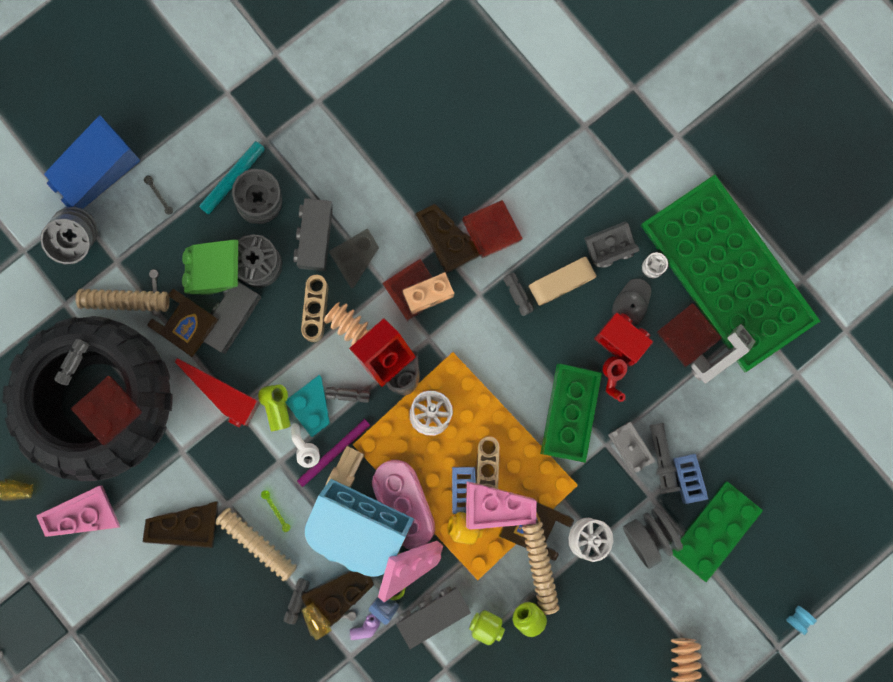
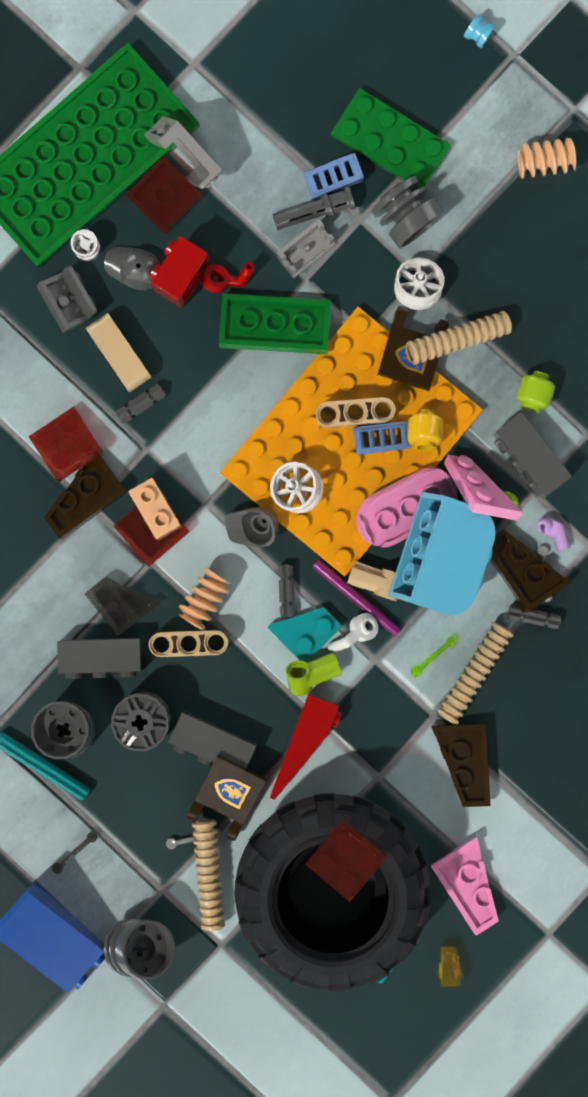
camera: 90 degrees left, 5 degrees up
(71, 362) = (294, 910): dark grey axle -> none
(210, 267) = (157, 771): bright green slope -> none
(316, 622) = (555, 588): clear yellow cone -> none
(382, 352) = (232, 553): red brick -> none
(384, 610) = (532, 513): medium blue slope -> none
(497, 508) = (398, 395): bright pink wing -> none
(529, 619) = (519, 343): lime head -> none

